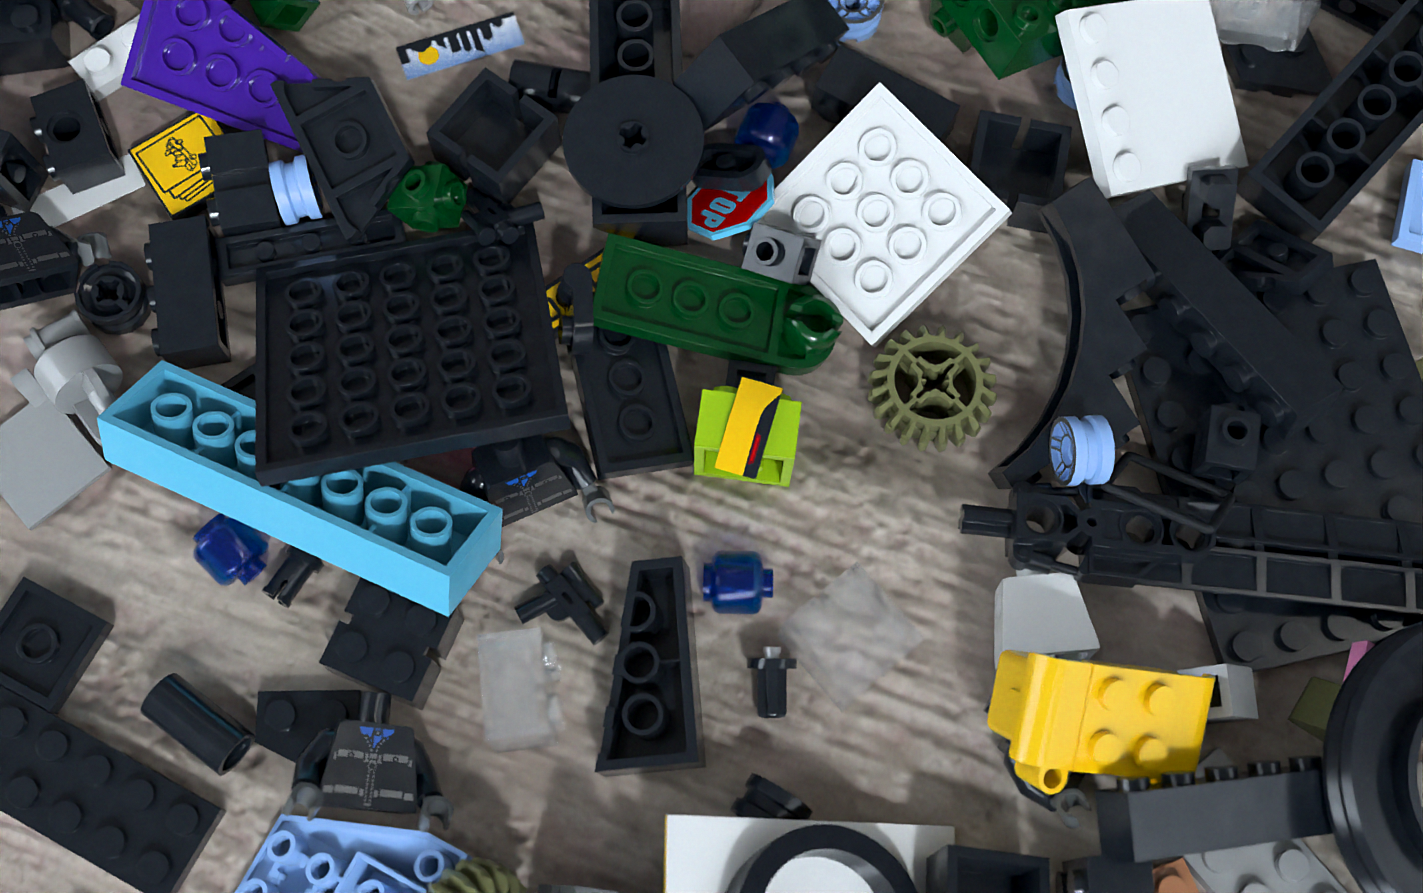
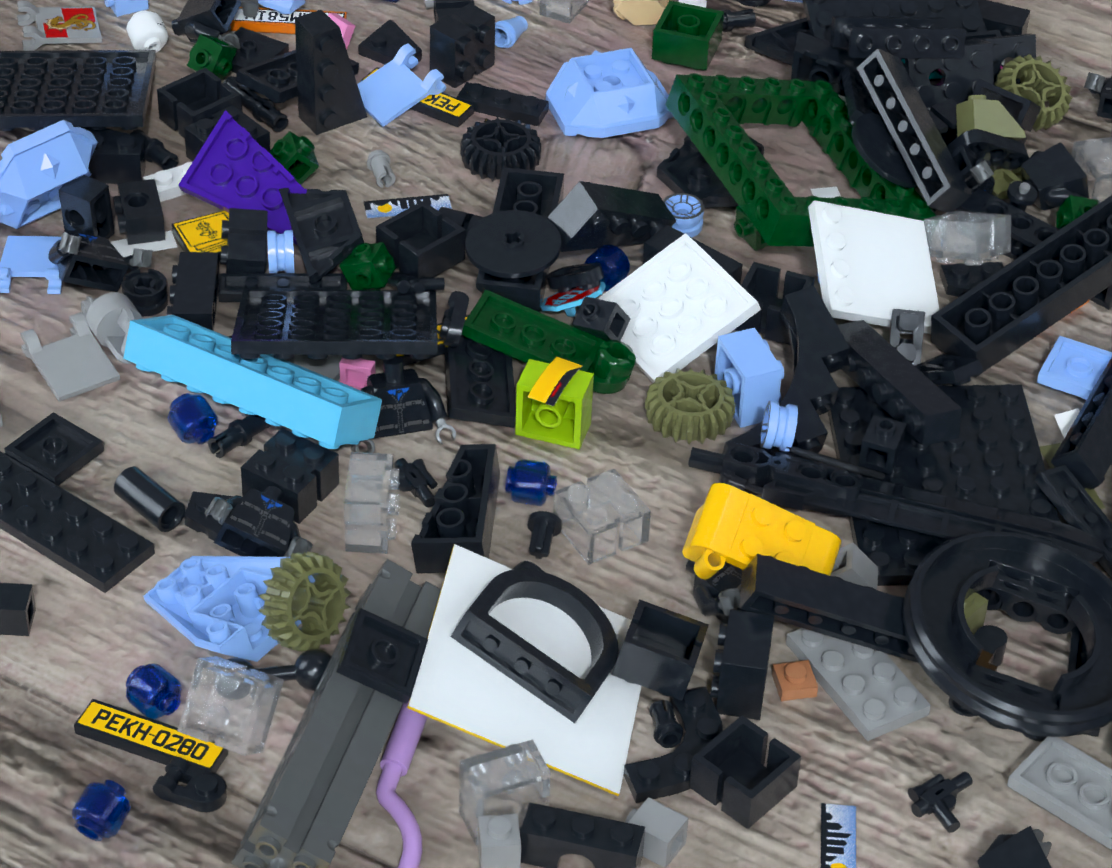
camera: 10 degrees right, 30 degrees down
(1011, 329) = (750, 372): none -> light blue brick

